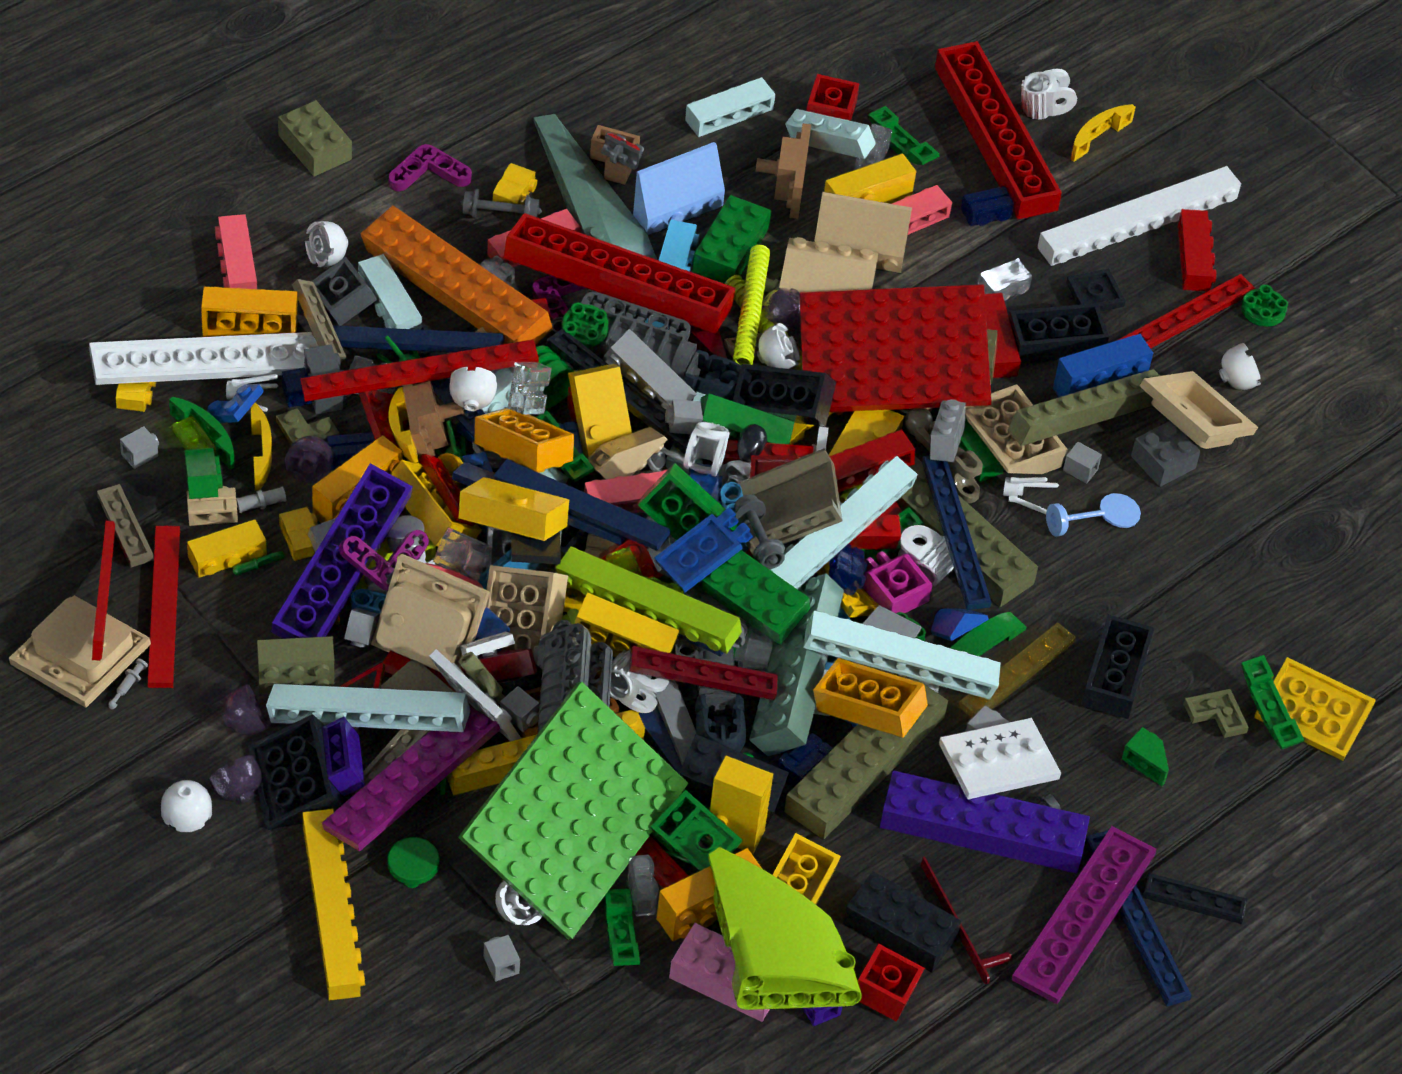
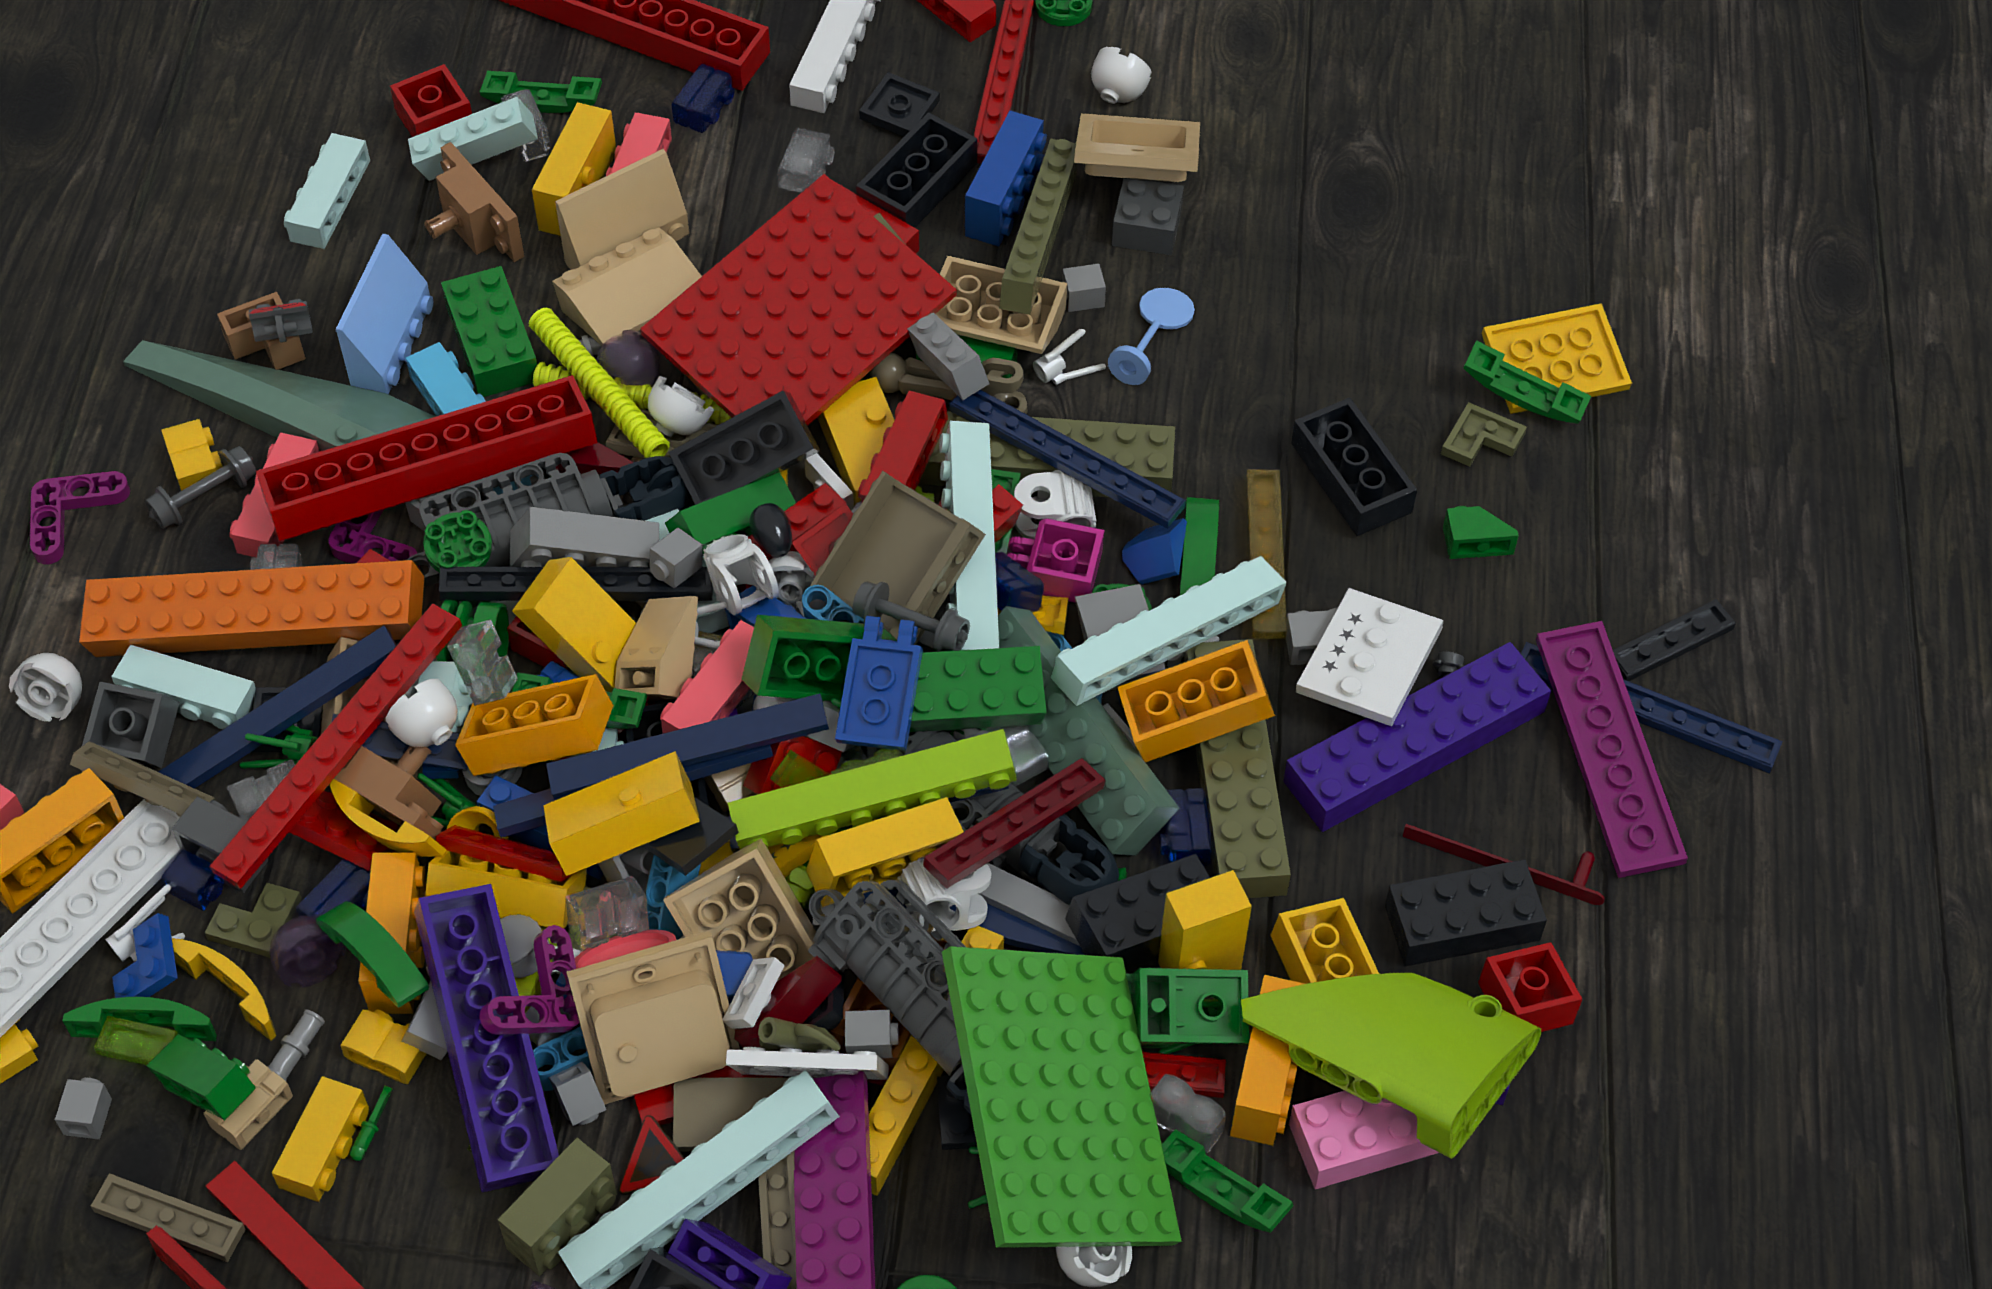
camera: 40 degrees left, 5 degrees up
(332, 479) = (376, 950): none -> green slope

